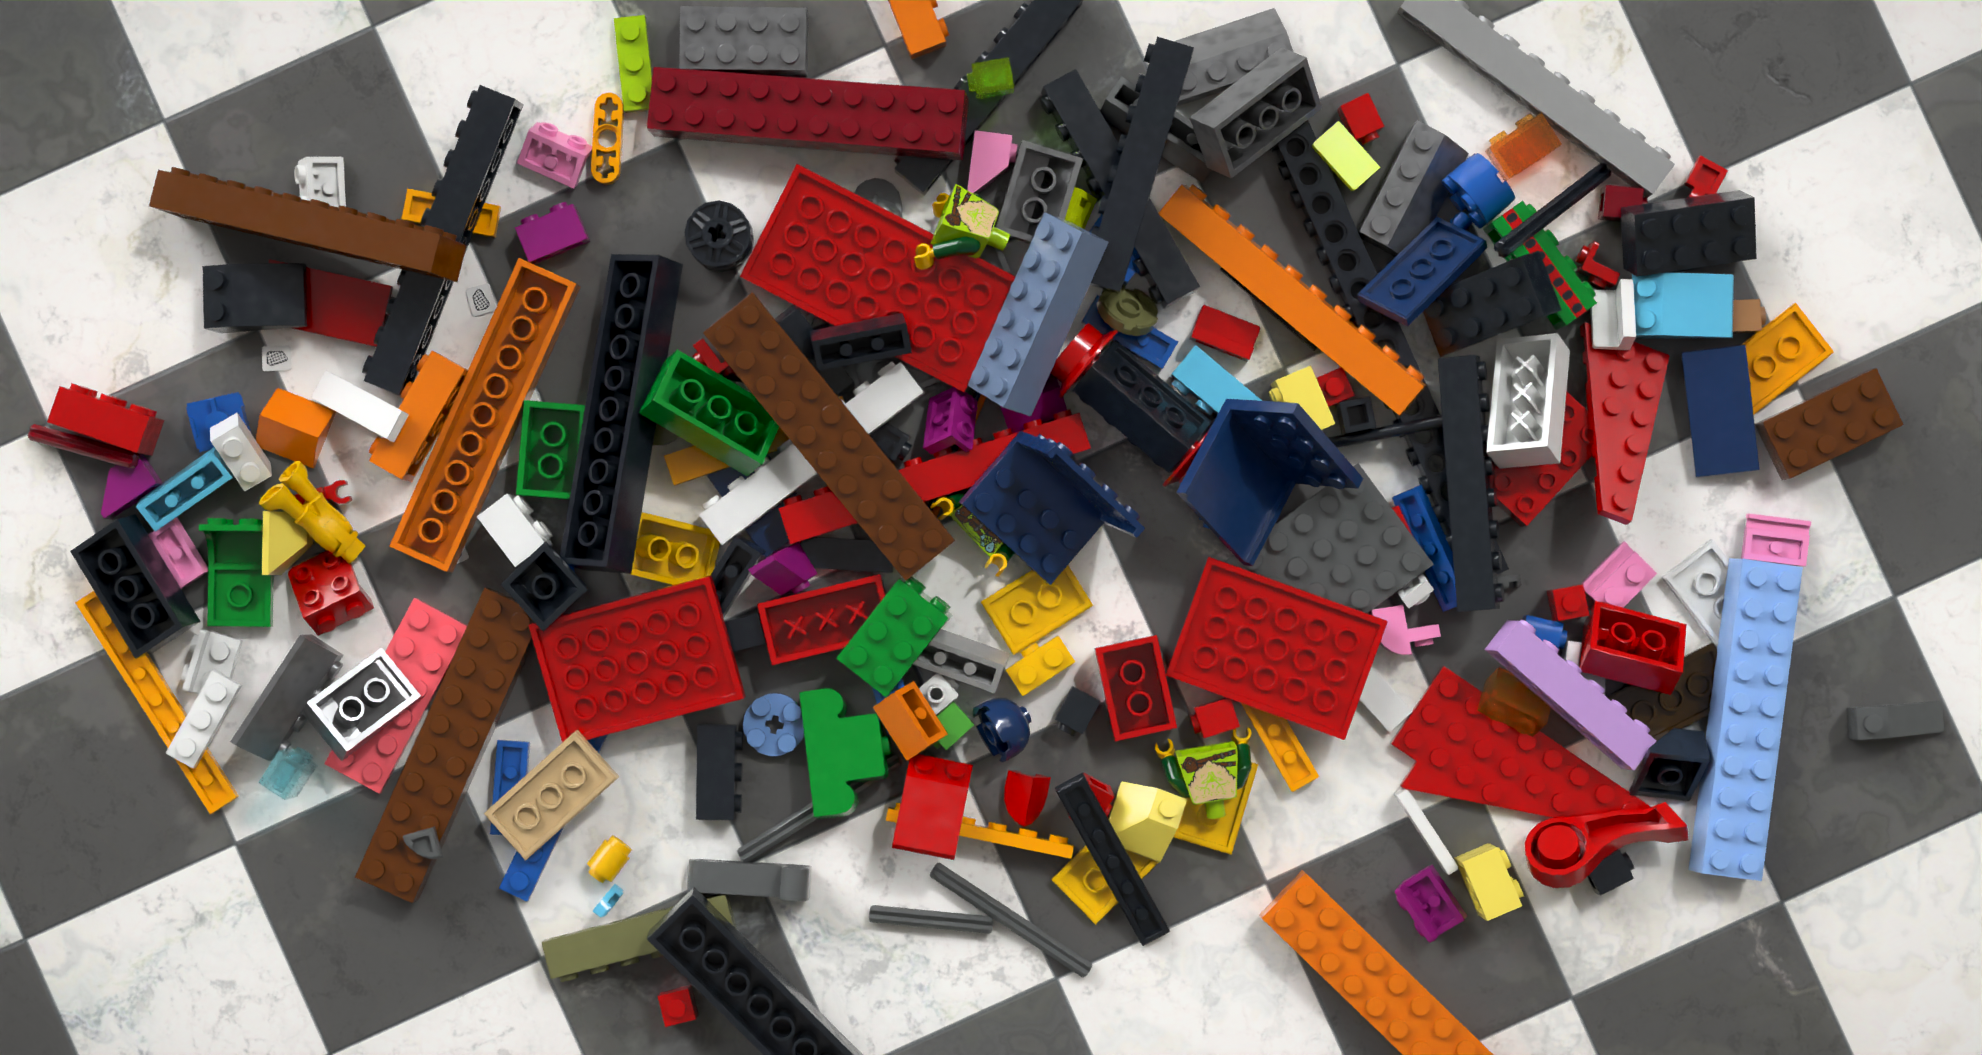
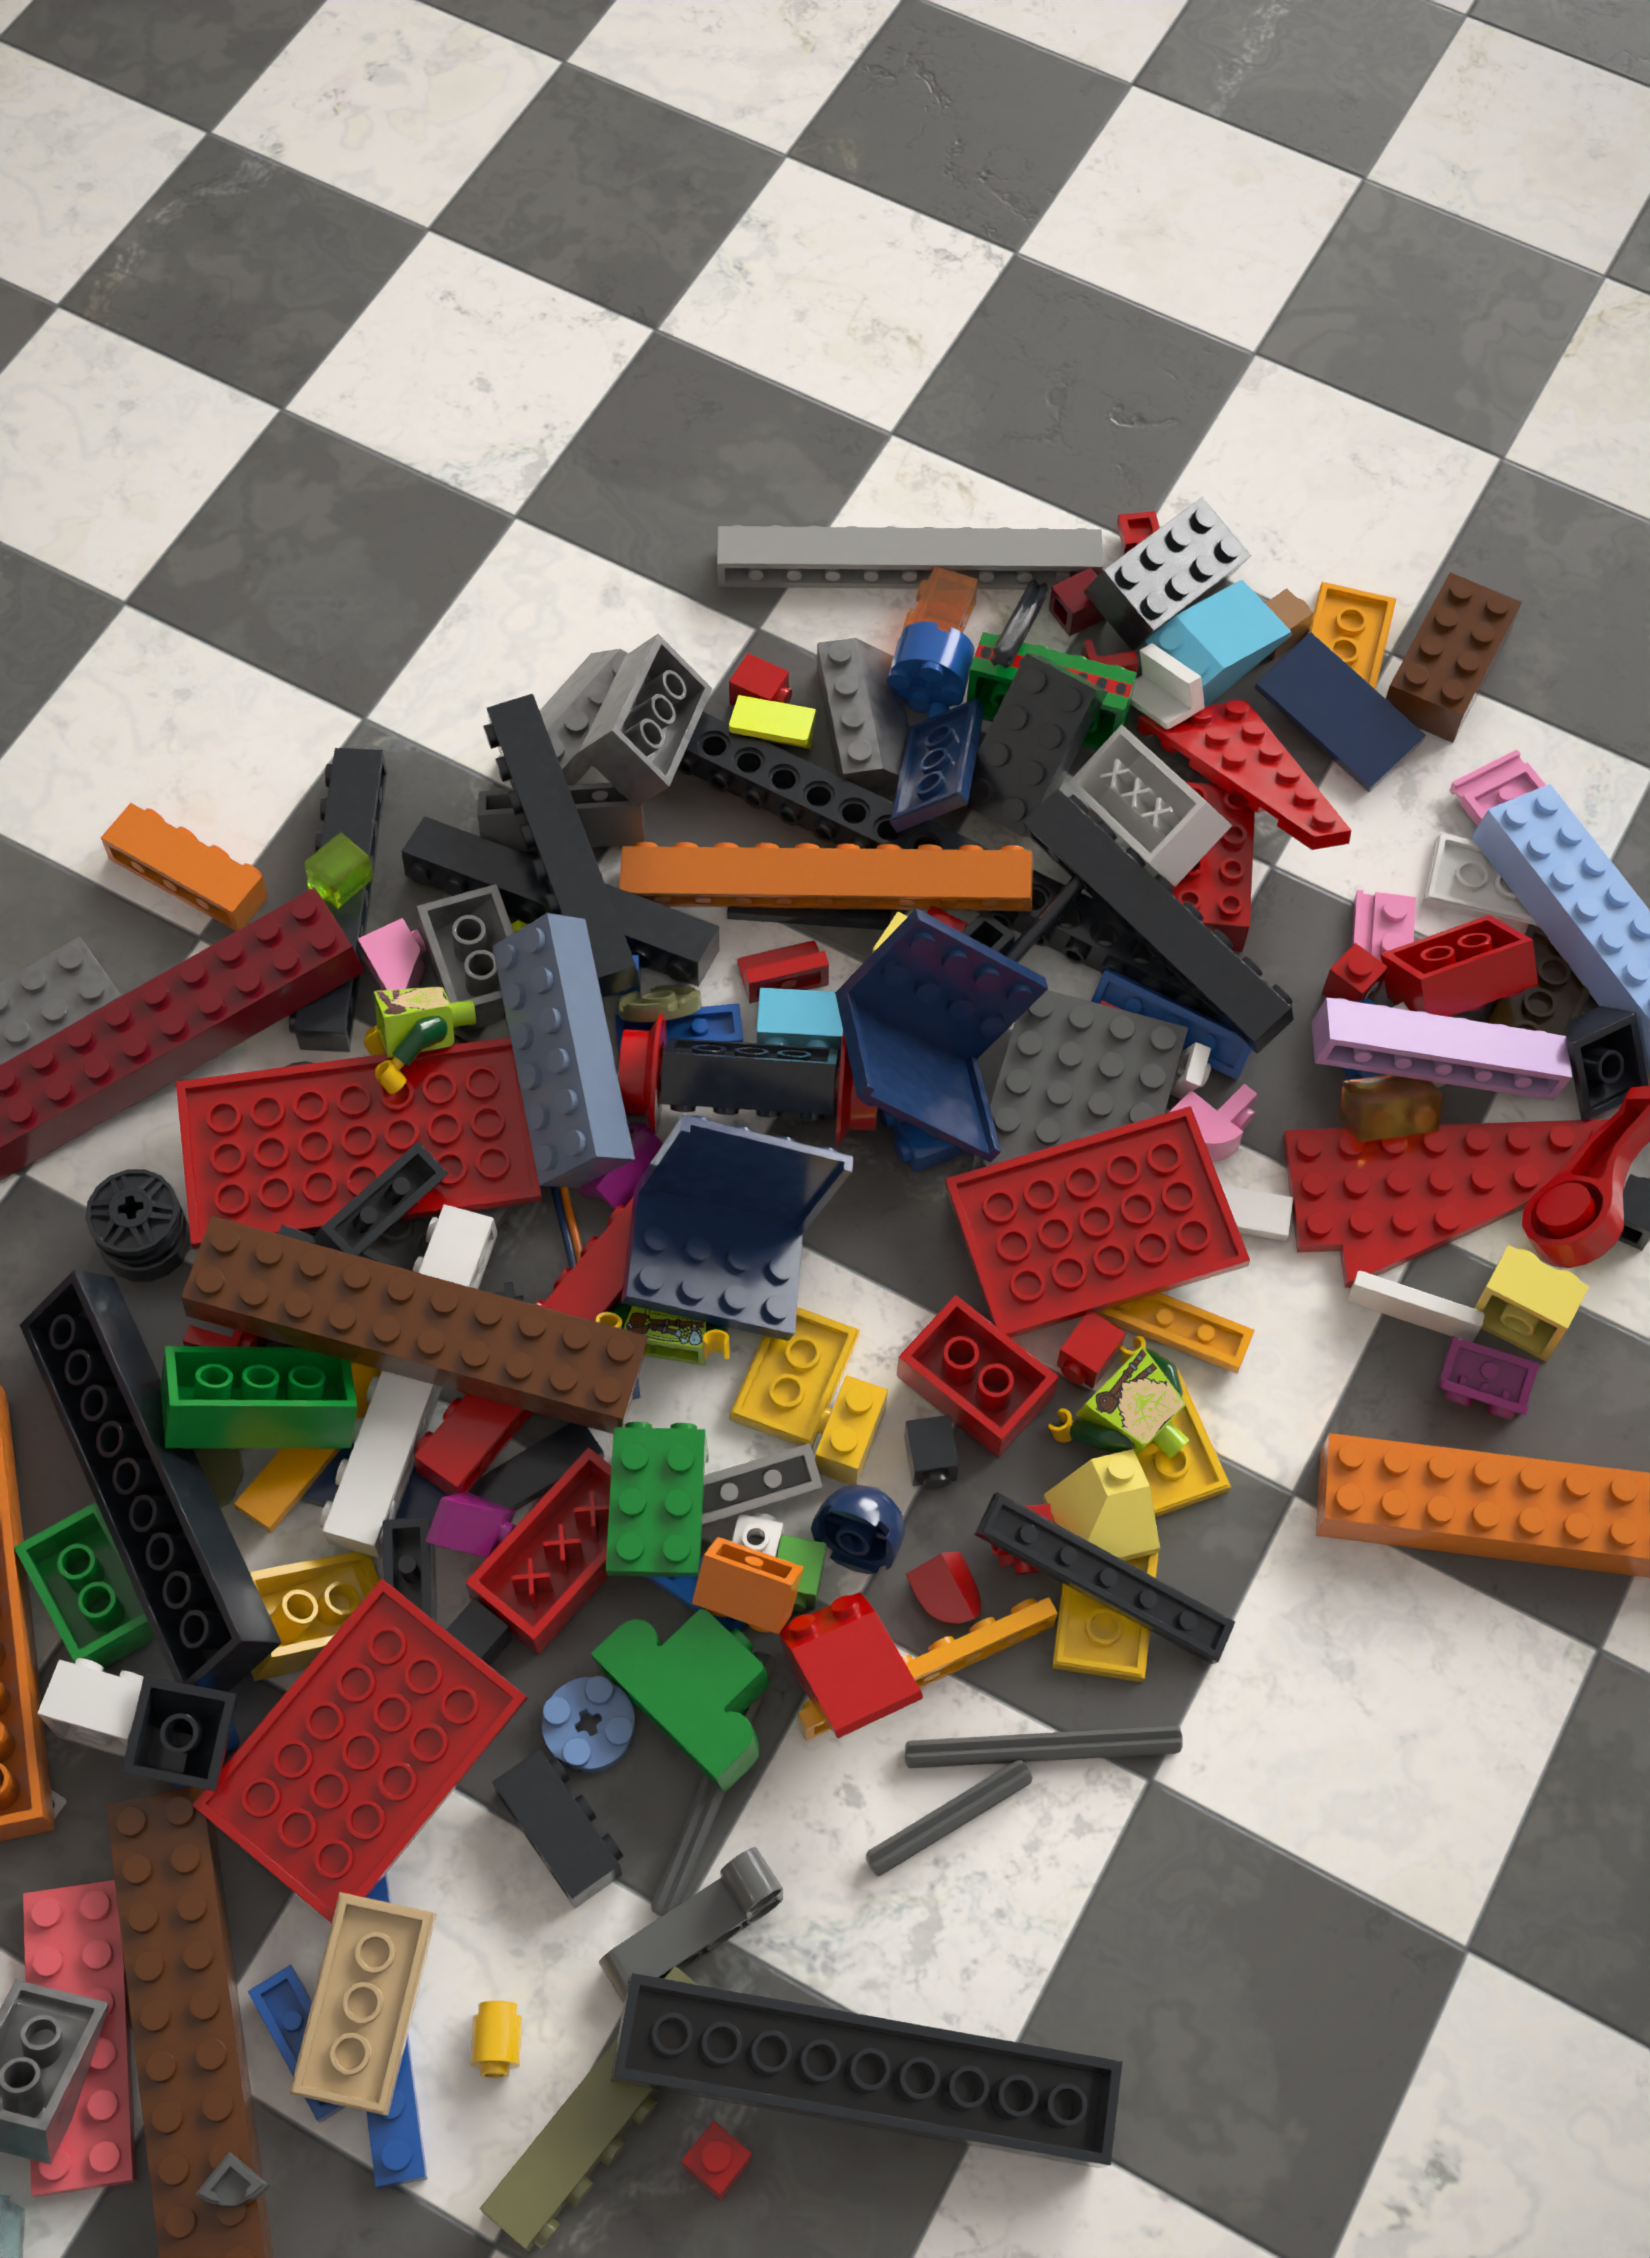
camera: 40 degrees left, 25 degrees down
(608, 901) = (532, 2097): medium azure tile -> none
(950, 421) = (545, 1236): magenta bracket -> none

